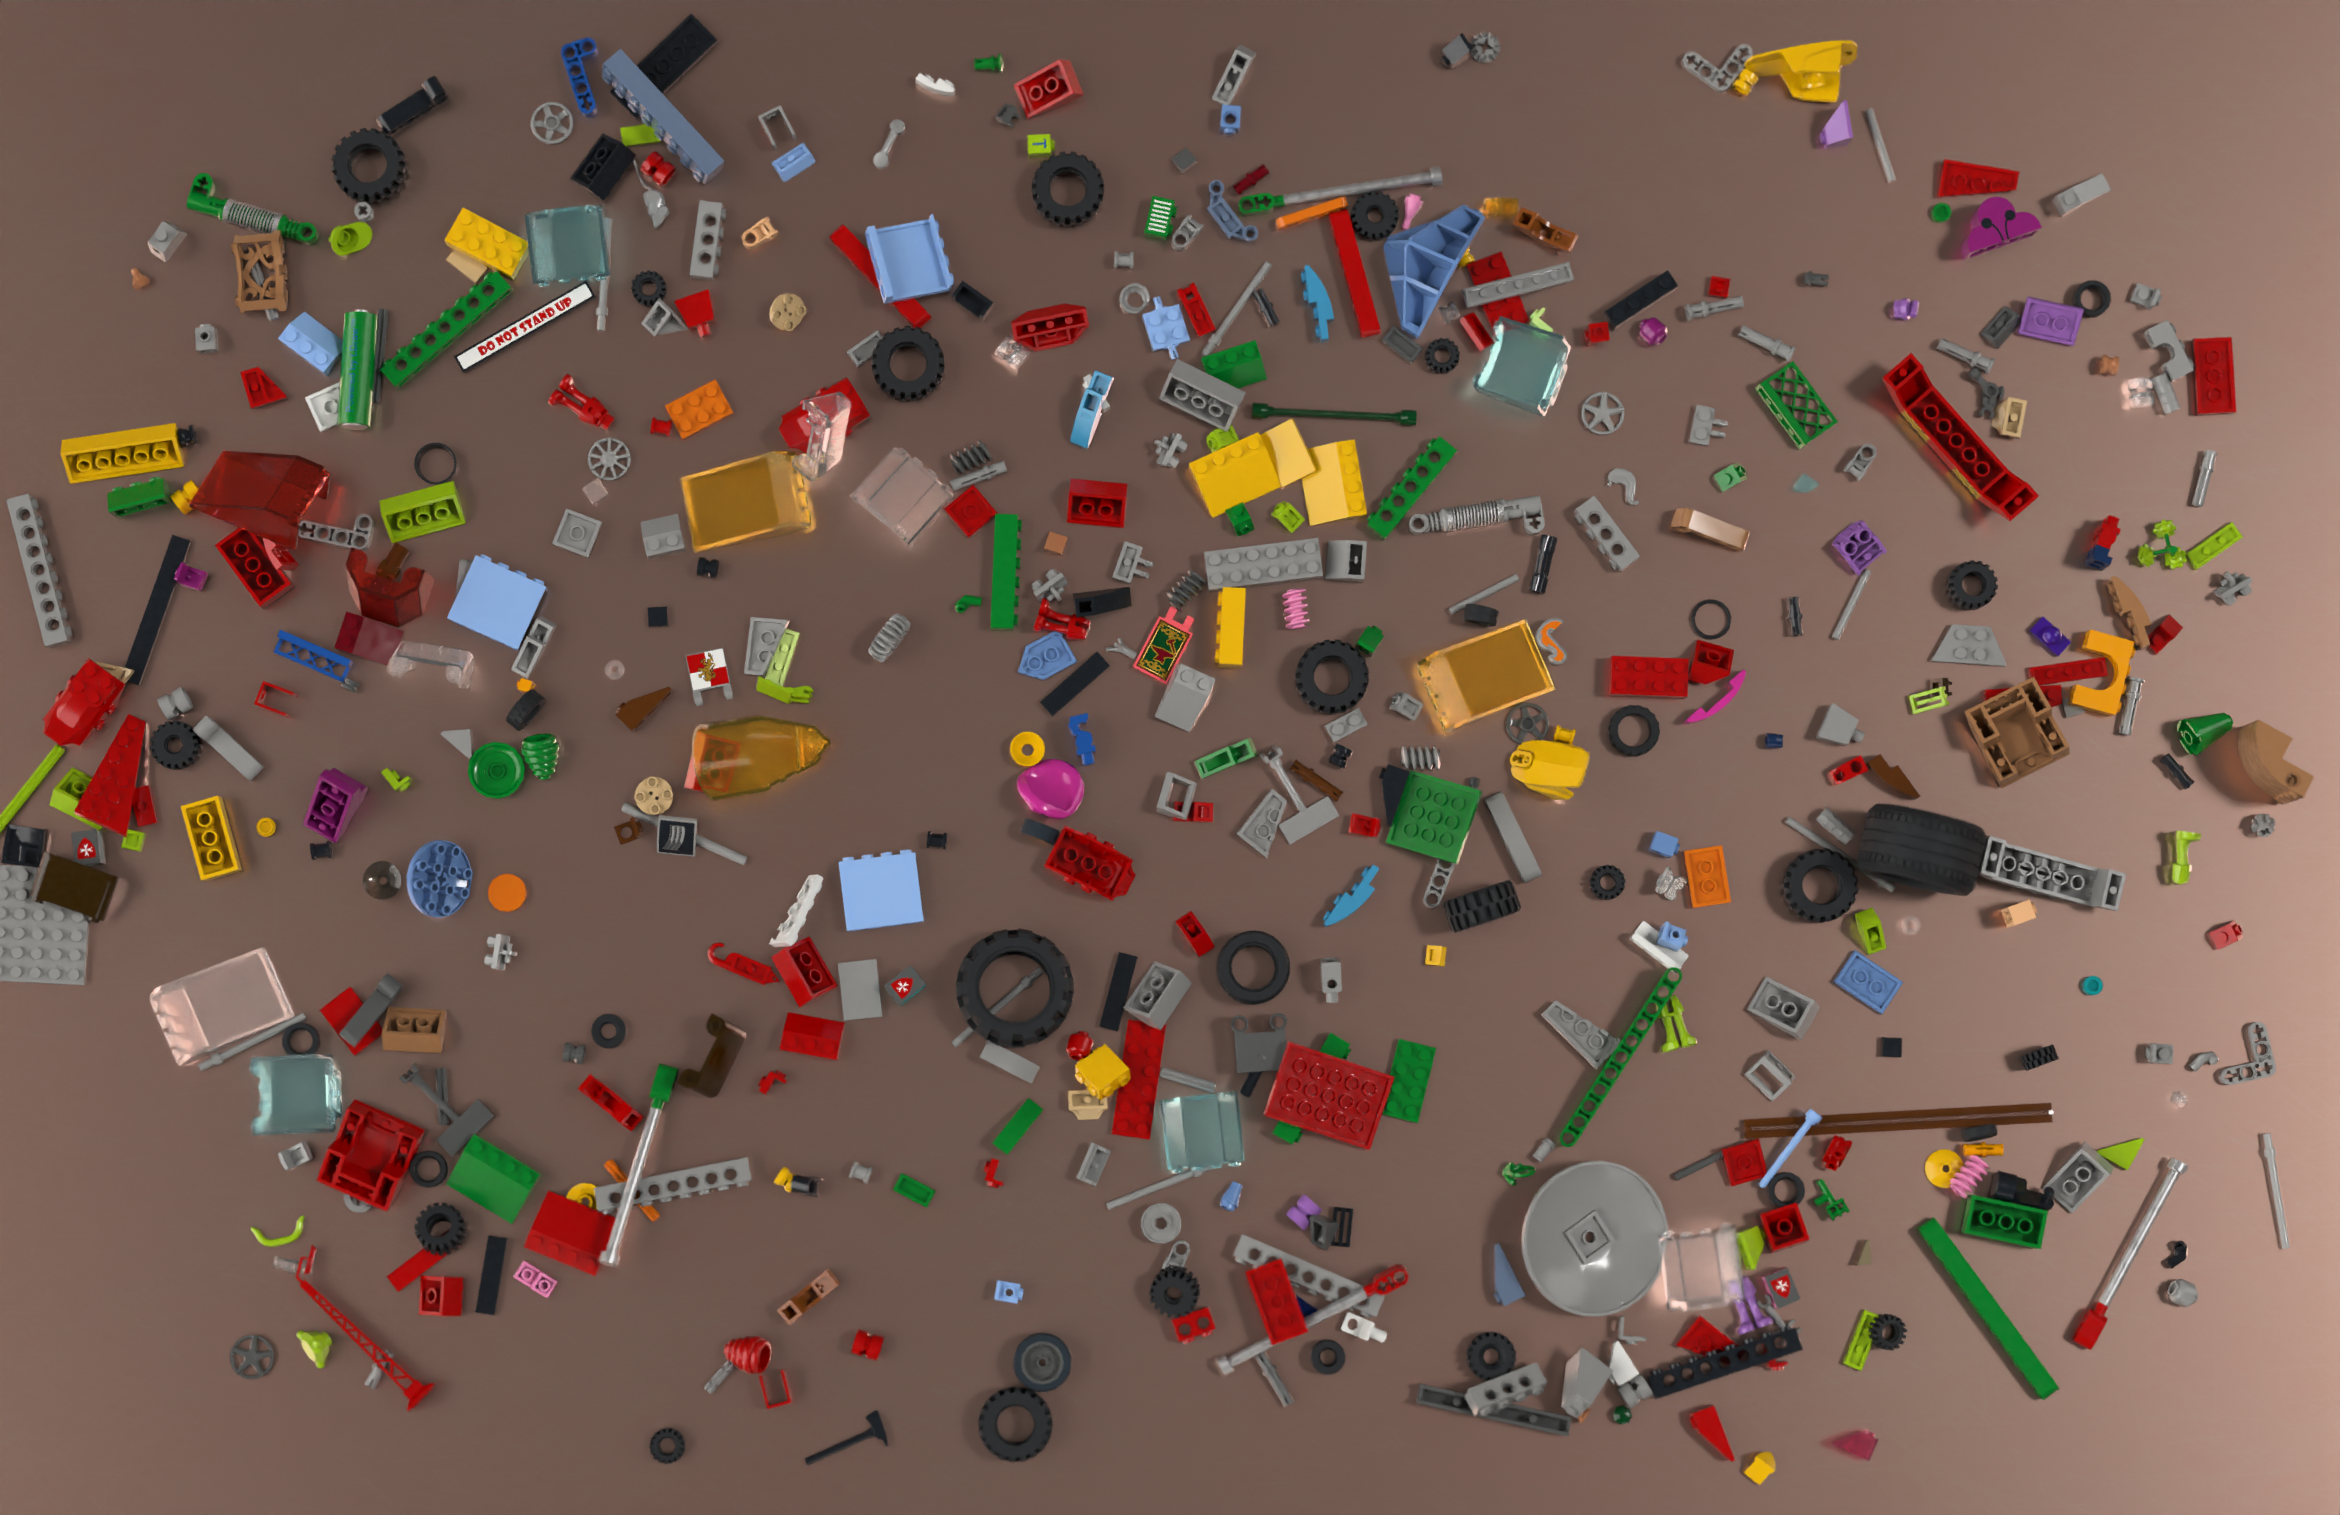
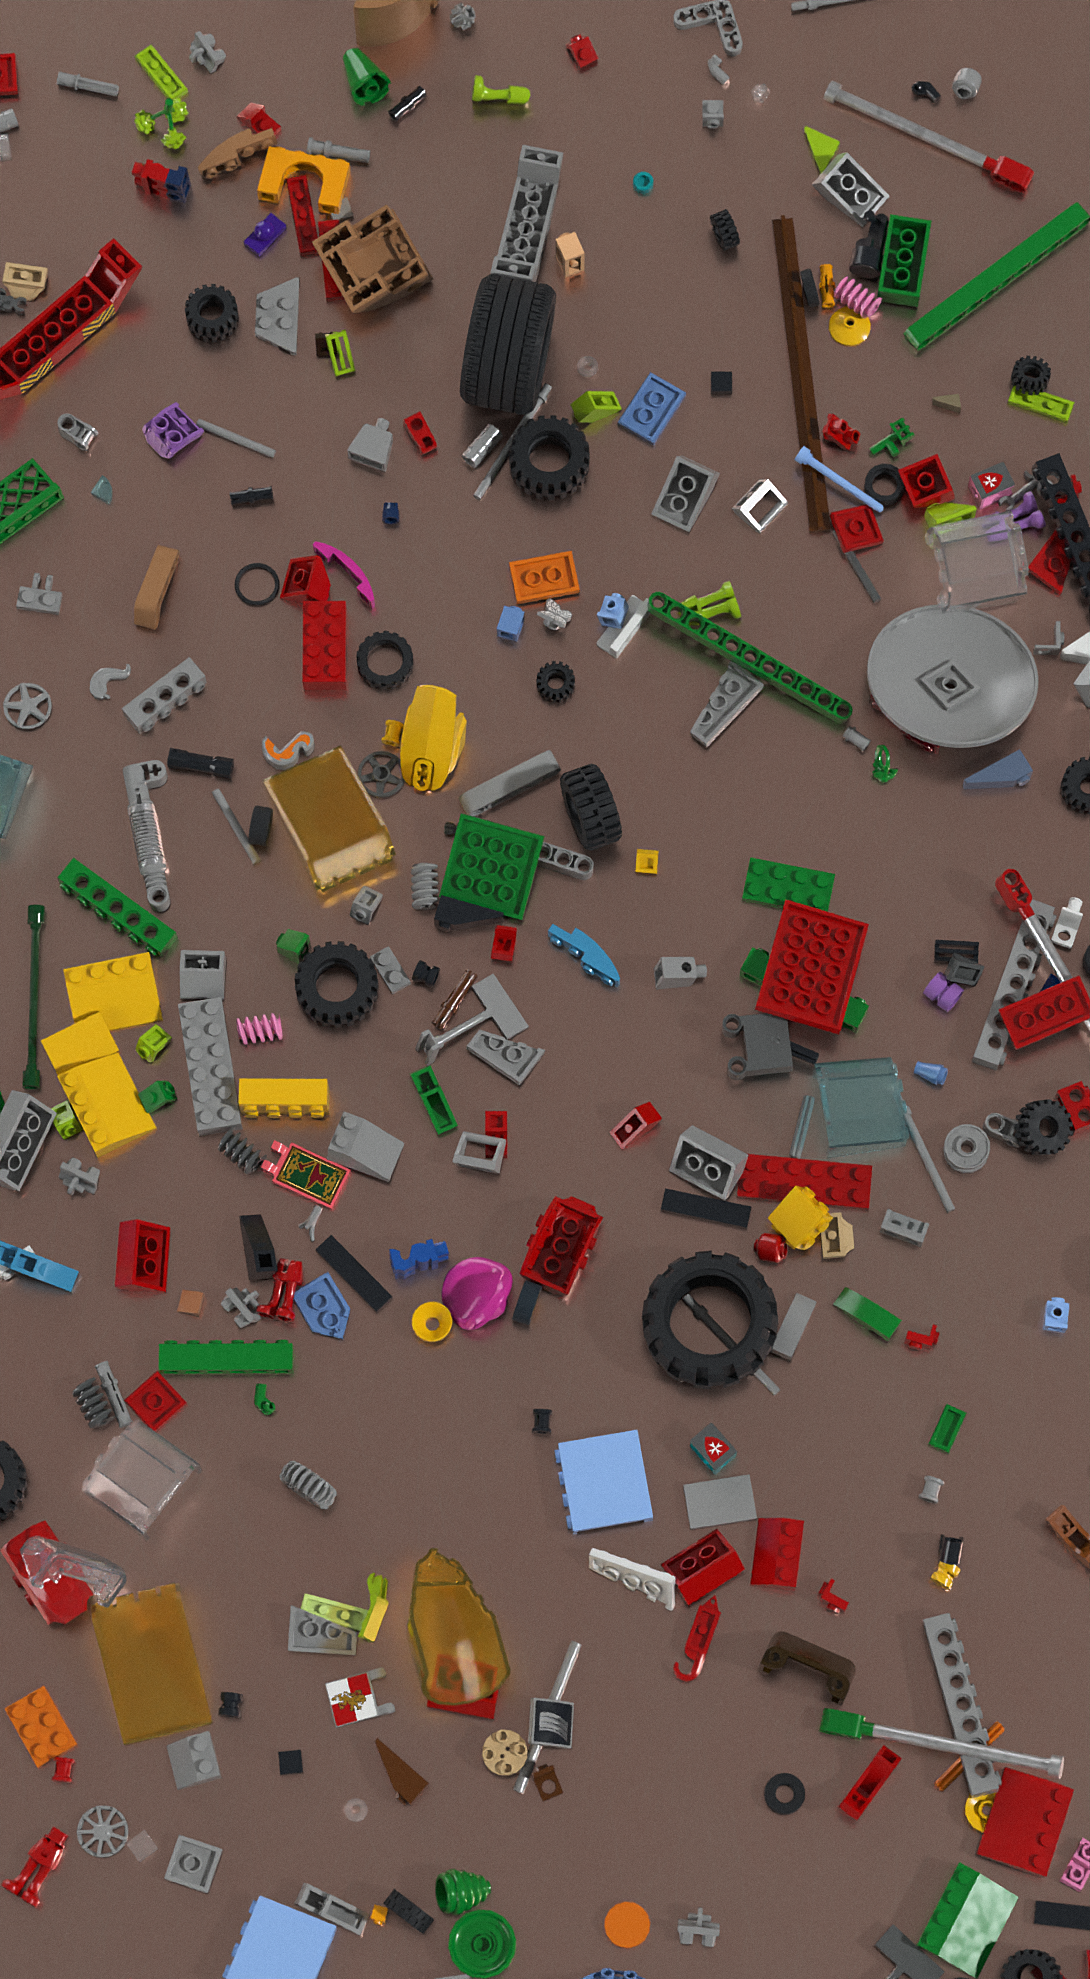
camera: 85 degrees left, 10 degrees down
(573, 1053) = (813, 1832): dark grey wheel -> none
(1128, 561) = (212, 1219): light grey hinge -> none
(1250, 939) = (678, 1027): black tyre -> none
(1731, 476) = (96, 567): green bracket -> none
(1893, 778) = (426, 388): reddish brown slope -> none

